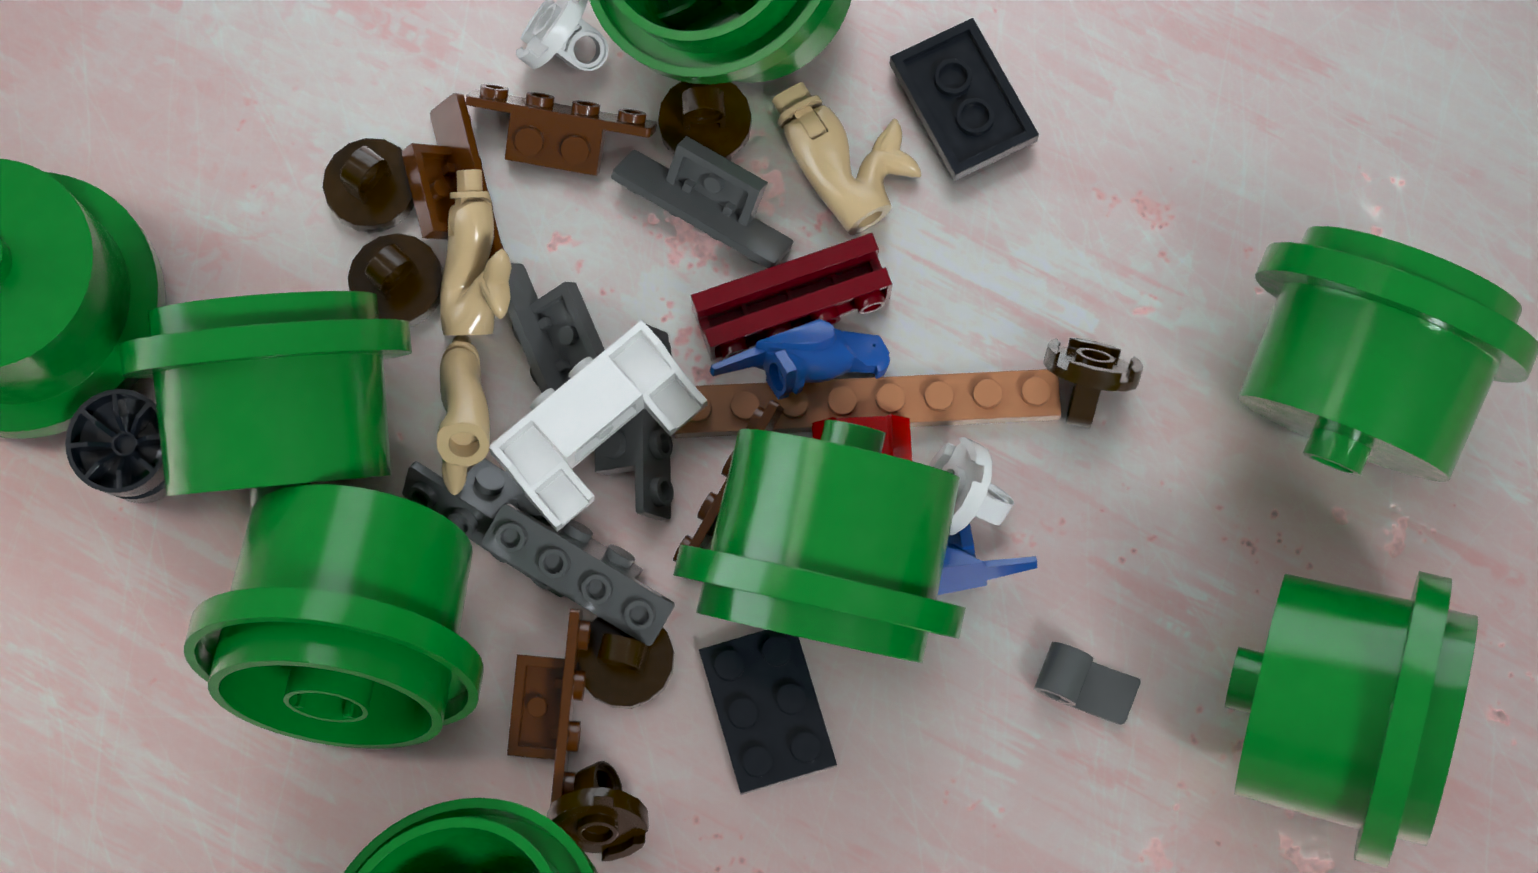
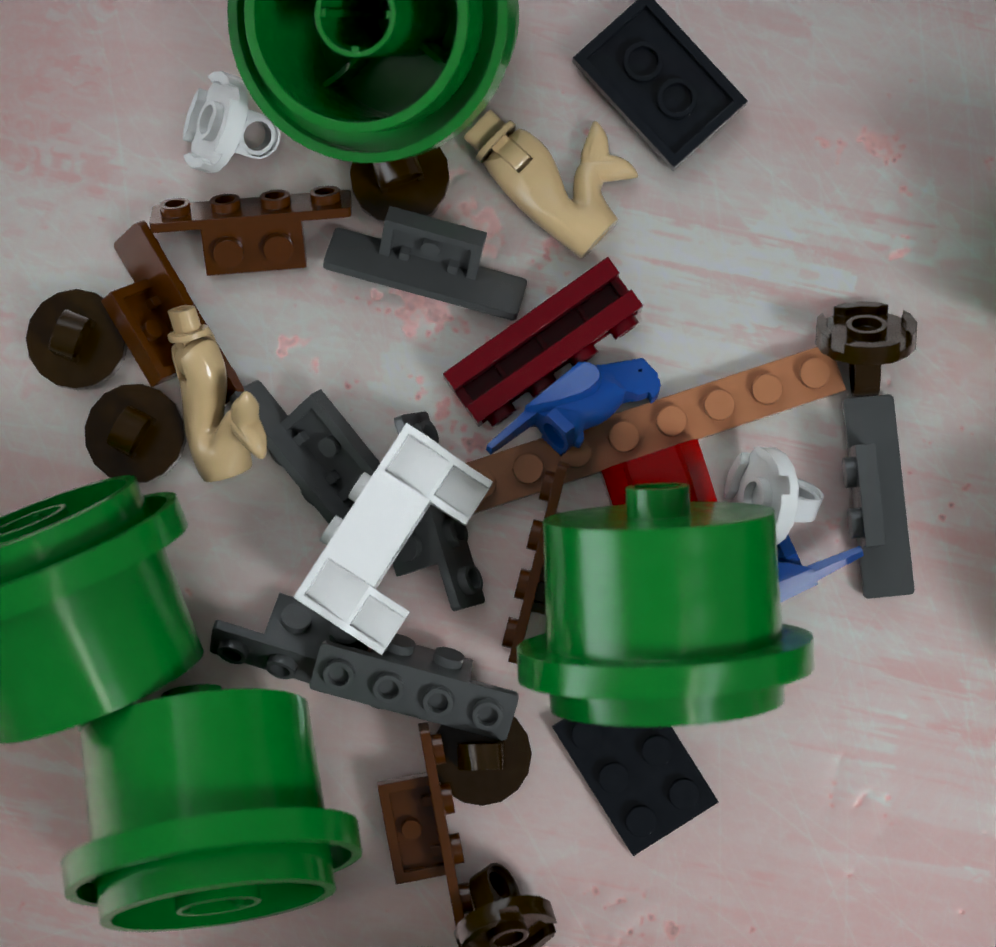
camera: 15 degrees left, 10 degrees up
(465, 431) = (266, 587): tan piece -> none
(1065, 521) = (877, 495): none -> dark grey bracket
(1085, 685) = (941, 654): dark grey panel -> none

